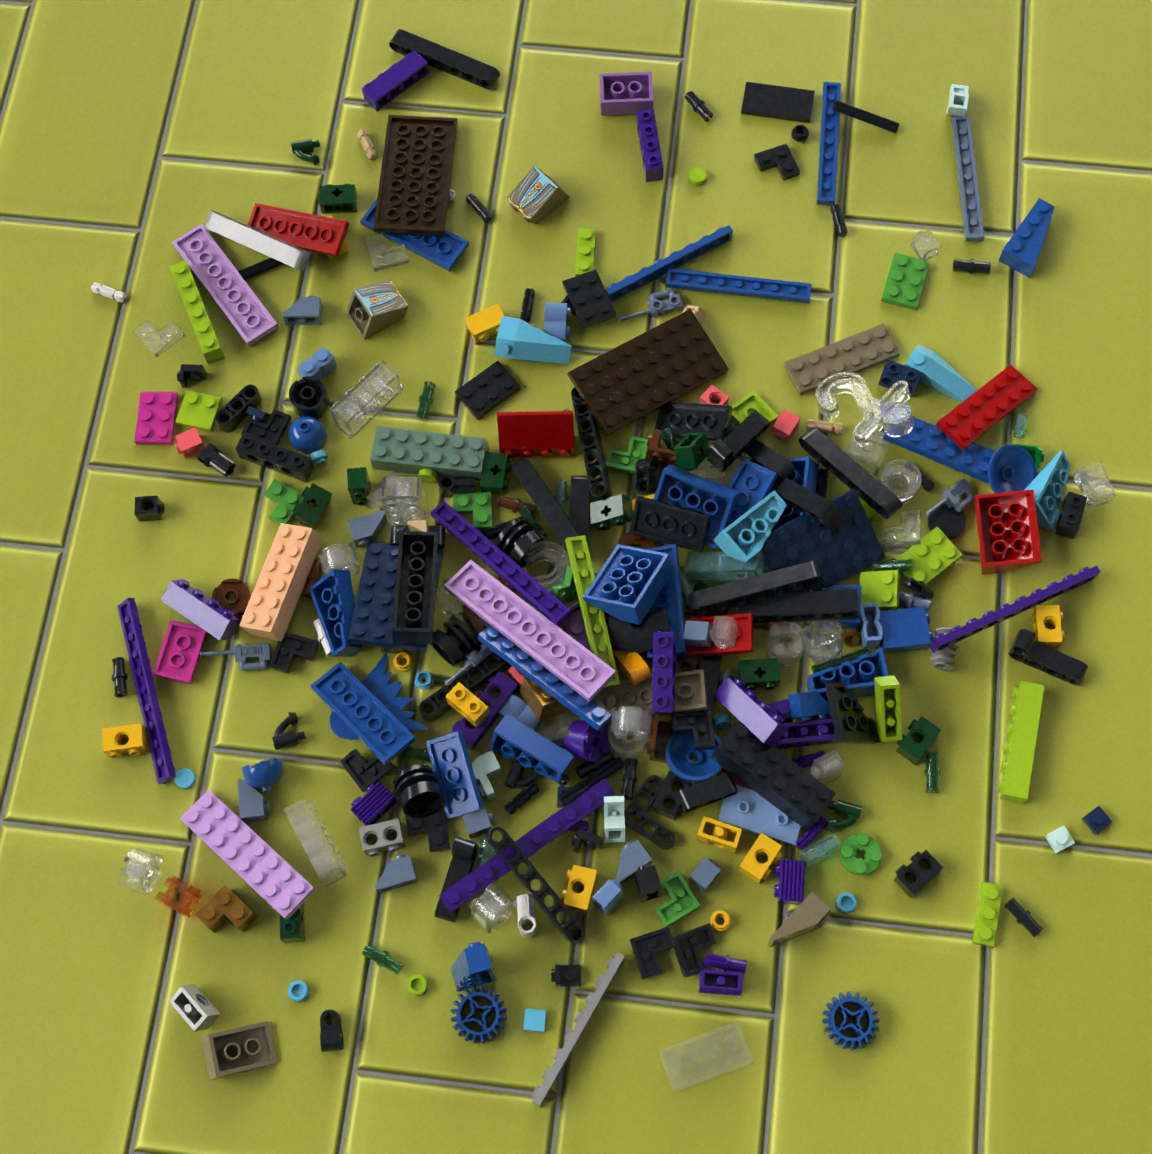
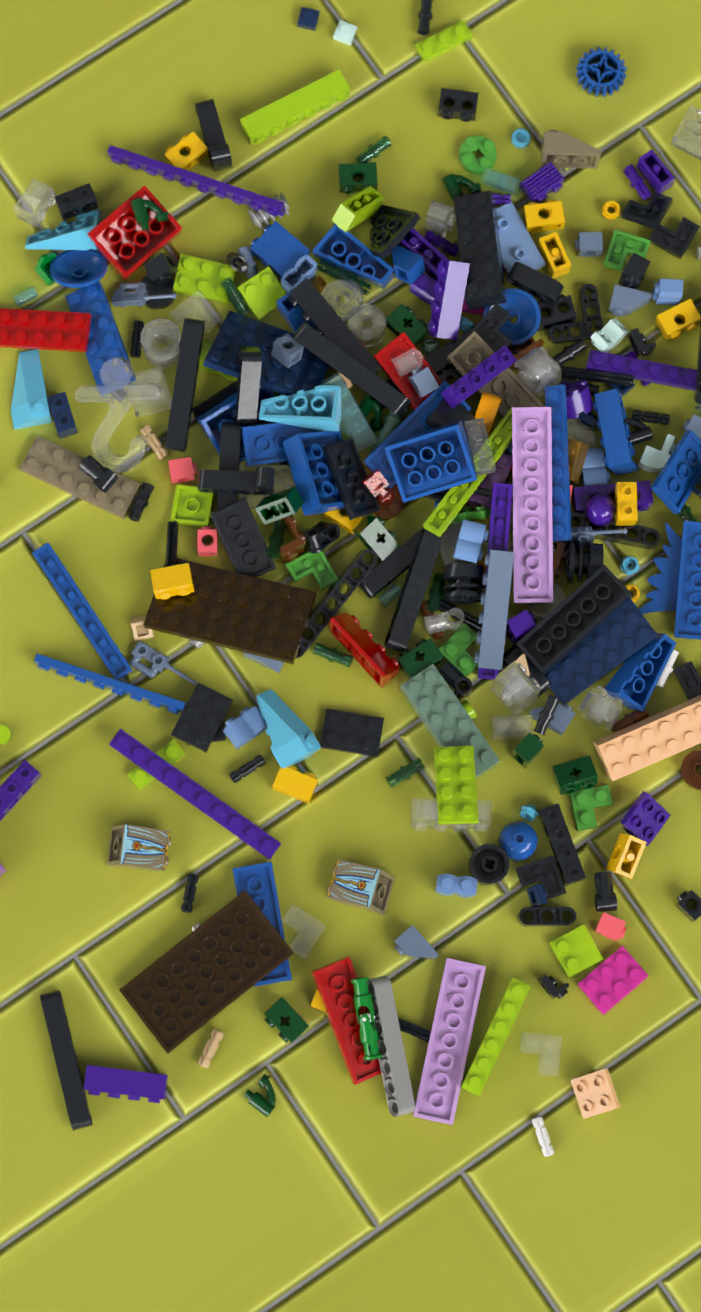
camera: 140 degrees left, 10 degrees up
(98, 342) = (595, 1093): none -> light nougat plate
(224, 491) = (626, 855): none -> yellow brick
(236, 527) = (645, 818): none -> dark purple plate
(287, 234) = (368, 1030): none -> green piece
(369, 516) = (546, 715): none -> black pin
(379, 408) = (455, 785): none -> lime plate
(451, 555) = (520, 626): none -> dark purple brick
(477, 540) = (495, 609): none -> sand blue brick
(482, 685) = (600, 509): none -> dark purple hair
(504, 504) = (442, 621): none -> clear piece
(541, 256) = (195, 794): none -> dark purple plate
(543, 563) = (470, 541): none -> medium blue brick
(607, 625) = (479, 446): none -> clear plate
(649, 539) = (376, 485): none -> clear red plate
(704, 346) = (172, 581): none -> yellow brick
(732, 373) = (171, 544): none -> black axle
(785, 382) = (141, 502): none -> black pin
(804, 554) = (287, 350): none -> sand blue brick
(826, 365) = (101, 476): none -> black piece
(961, 528) = (161, 268): none -> black brick
(1018, 538) = (139, 208): none -> dark green plant

